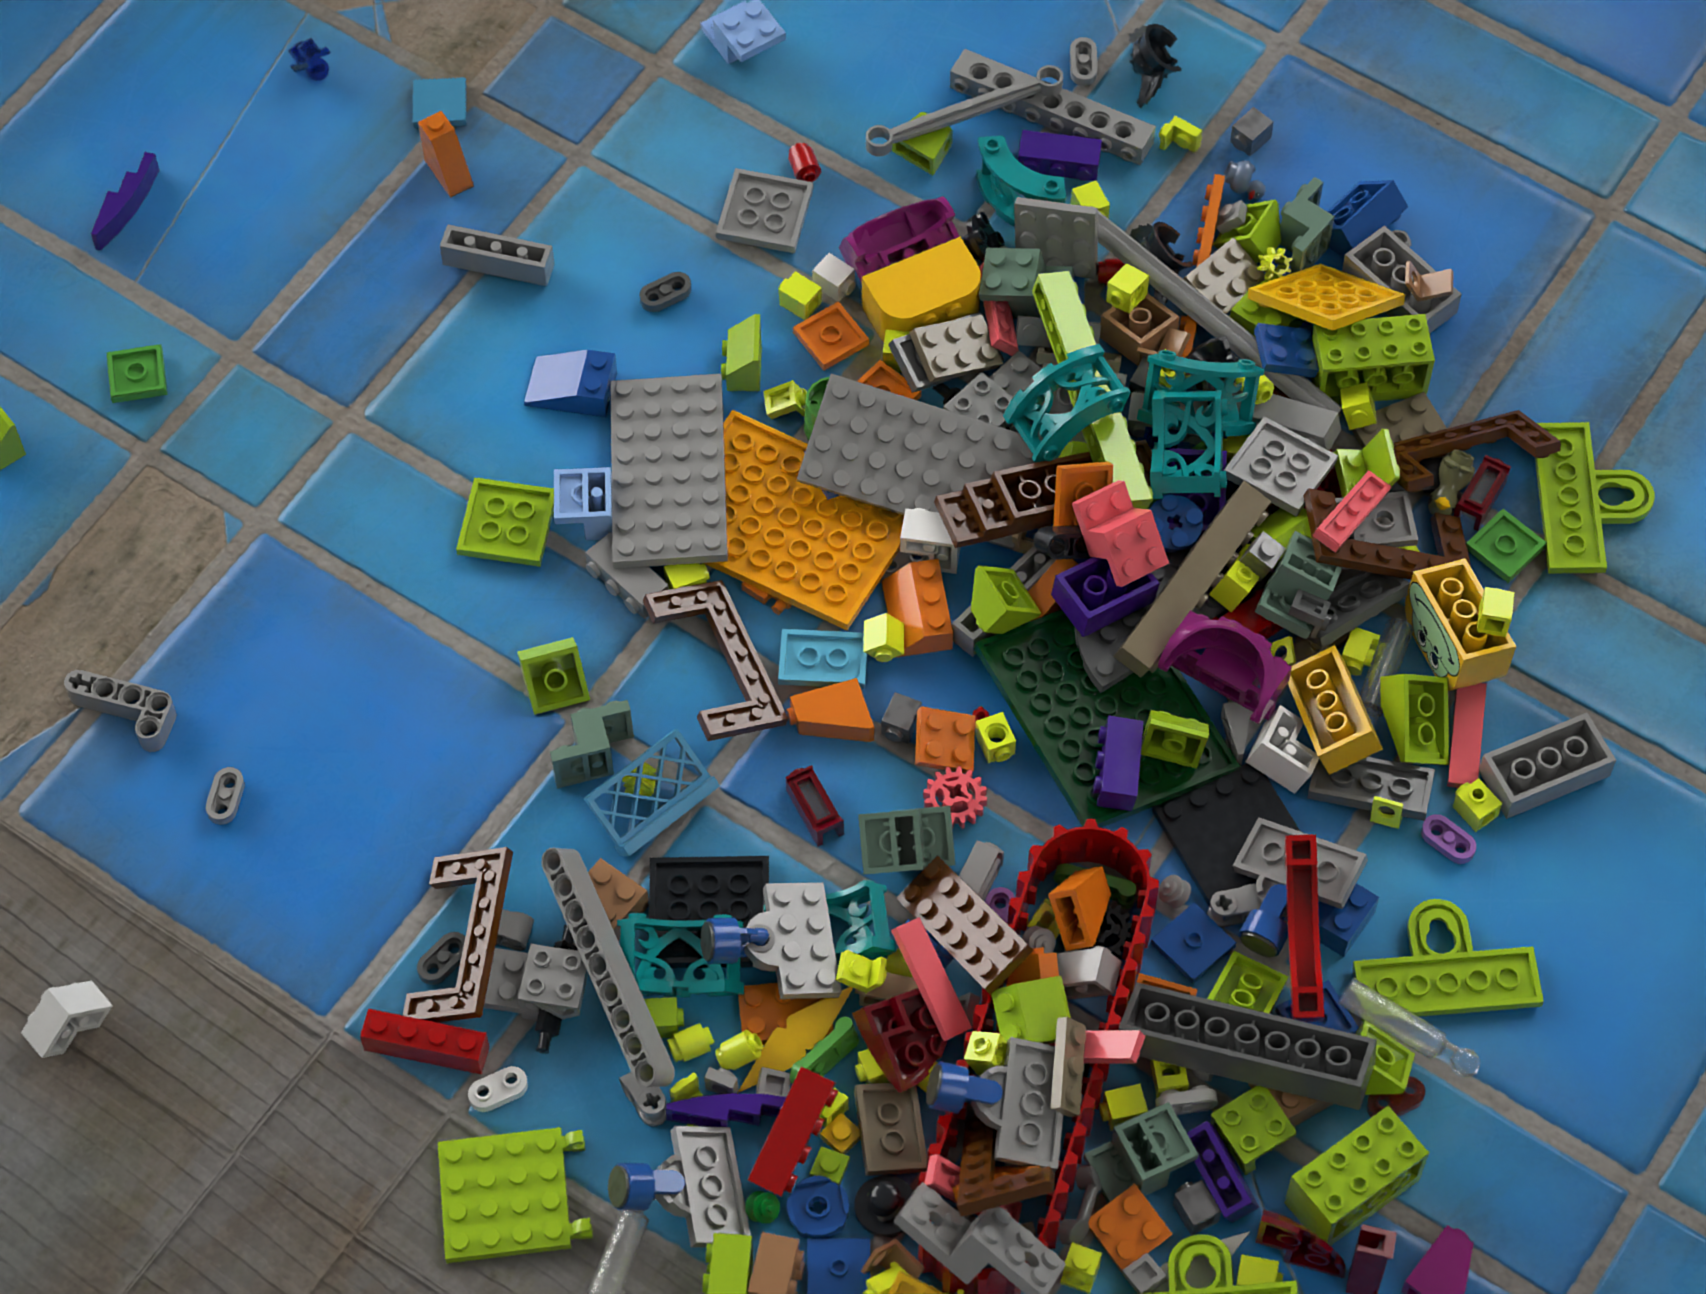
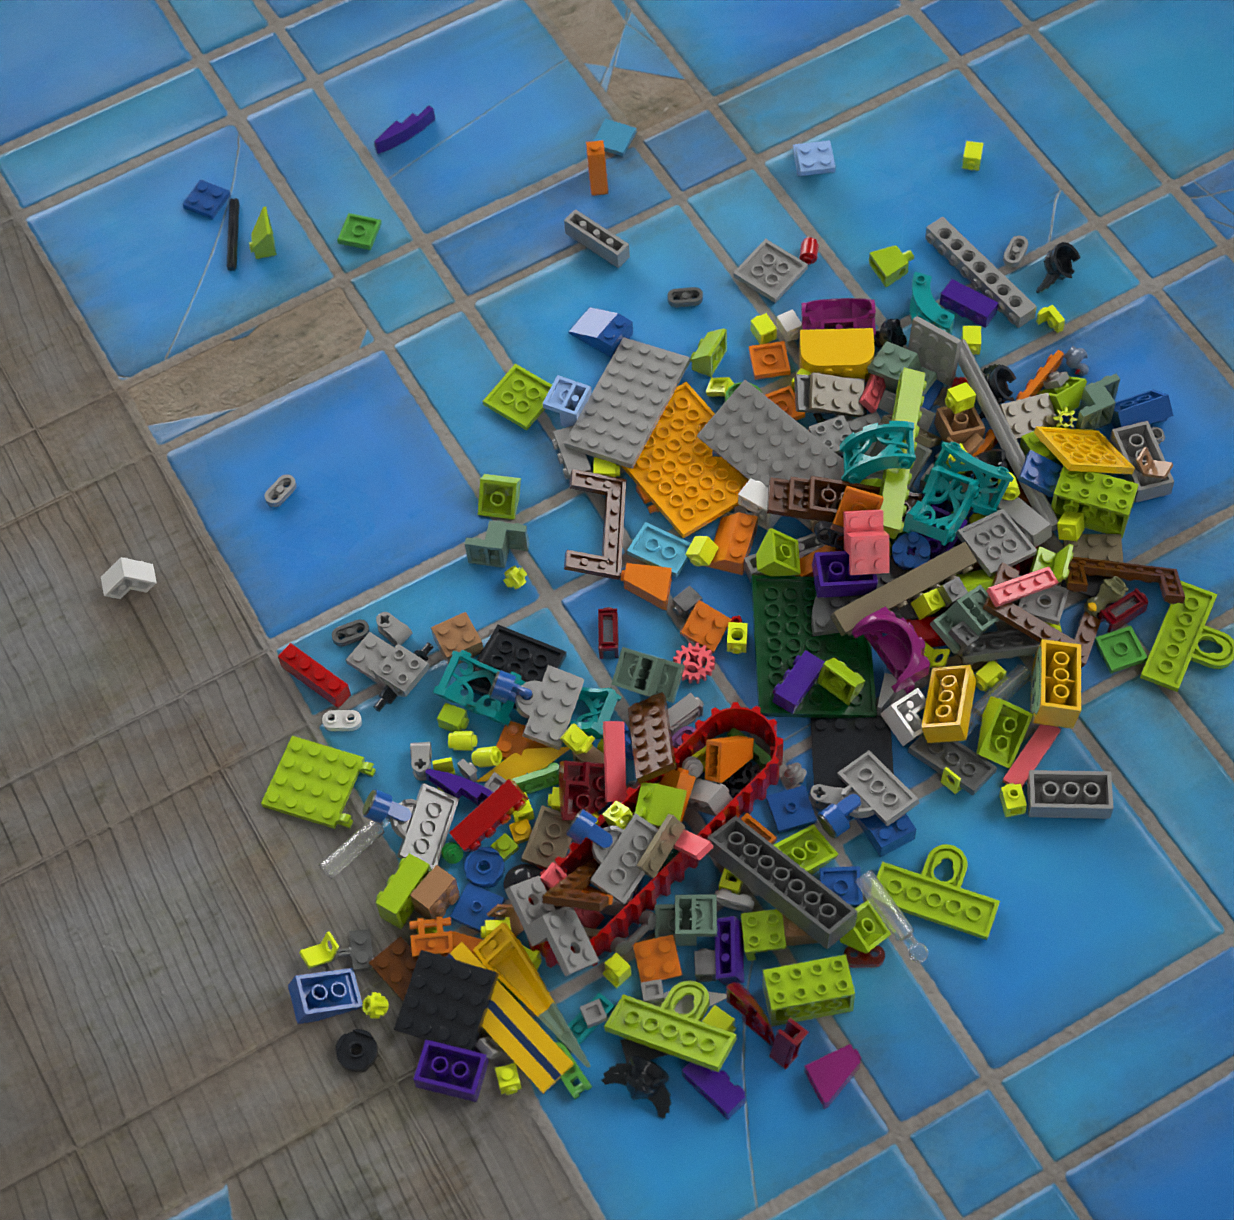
camera: 30 degrees right, 0 degrees up
(87, 689) = (261, 426): light grey beam -> none
(308, 58) = (551, 85): clear blue hips -> none
(490, 873) = (396, 593): plate -> none
(608, 968) = (432, 675): light grey beam -> none
(665, 814) = (518, 602): dark azure fence -> none
(964, 110) = (921, 253): light grey piece -> none
(1122, 1105) = (694, 885): neon yellow brick -> none
(1251, 131) = (1098, 332): flat silver brick -> none
(1303, 928) = (861, 812): red arch -> none
(1450, 838) = (985, 814): medium lavender plate -> none
(1495, 611) = (1077, 683): neon yellow brick -> none

